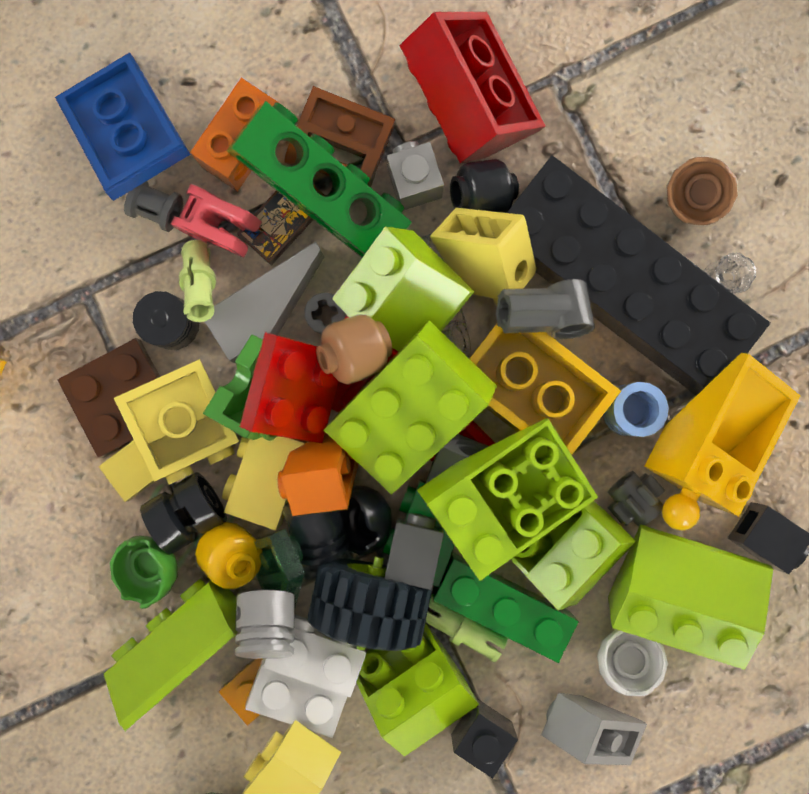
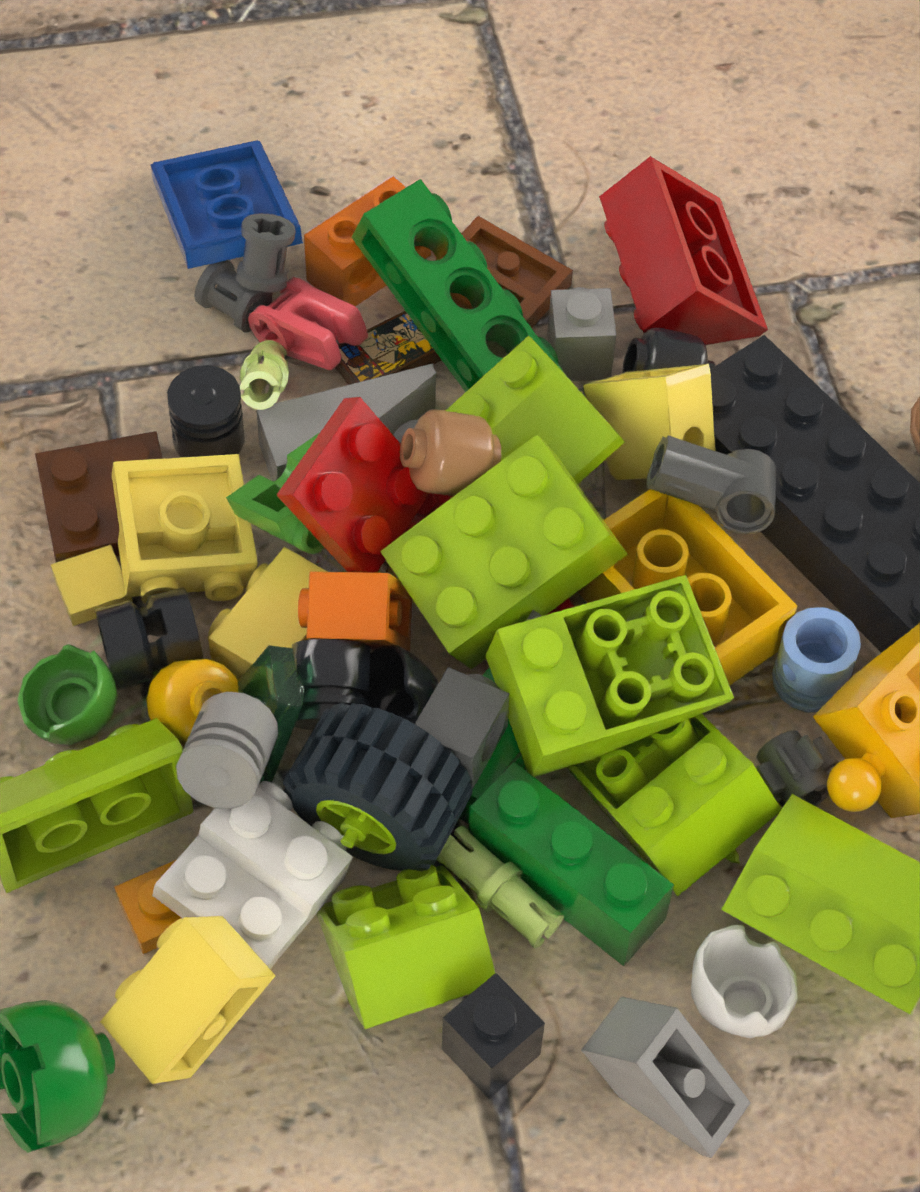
camera: 10 degrees right, 30 degrees down
(167, 186) = (265, 252): none -> dark grey bush

